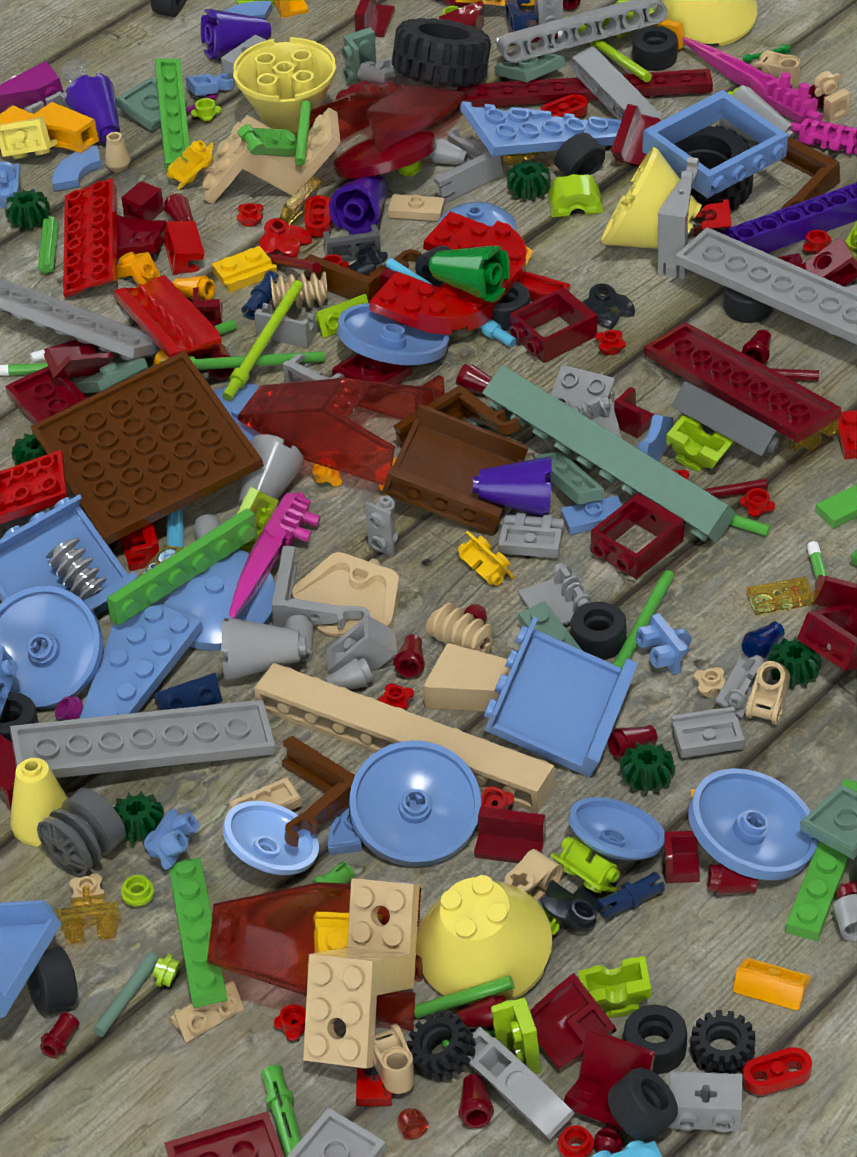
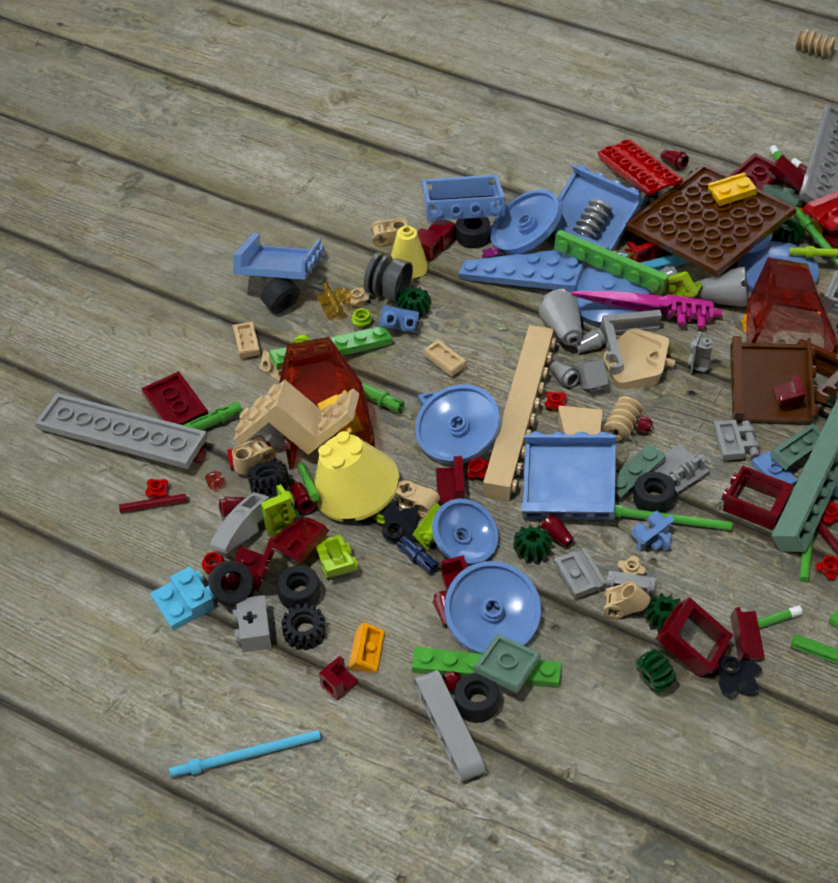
camera: 75 degrees right, 5 degrees up
(55, 1041) = (249, 311): dark red pin -> none
(111, 405) = (732, 189): none -> yellow plate
(123, 1046) = (246, 340): none -> tan plate
(125, 995) = (282, 332): sand green bar -> none
(146, 739) = (471, 288): light grey plate -> none
(193, 693) = (521, 302): dark blue hinge -> none
(257, 838) = (409, 350): light blue dish -> none
(325, 776) = (441, 381): reddish brown hinge -> none
(410, 658) = (594, 399): dark red cone -> none
(481, 453) = (790, 392): none -> dark red panel
(493, 565) = (701, 420): yellow hinge -> none
(517, 485) = (770, 419): dark purple cone -> none
(761, 640) = (682, 590): clear blue cone -> none
(775, 1071) = (289, 662): red plate -> none
(780, 596) = (736, 594): clear yellow tile -> none
(820, 1019) = (337, 679): none -> dark red panel

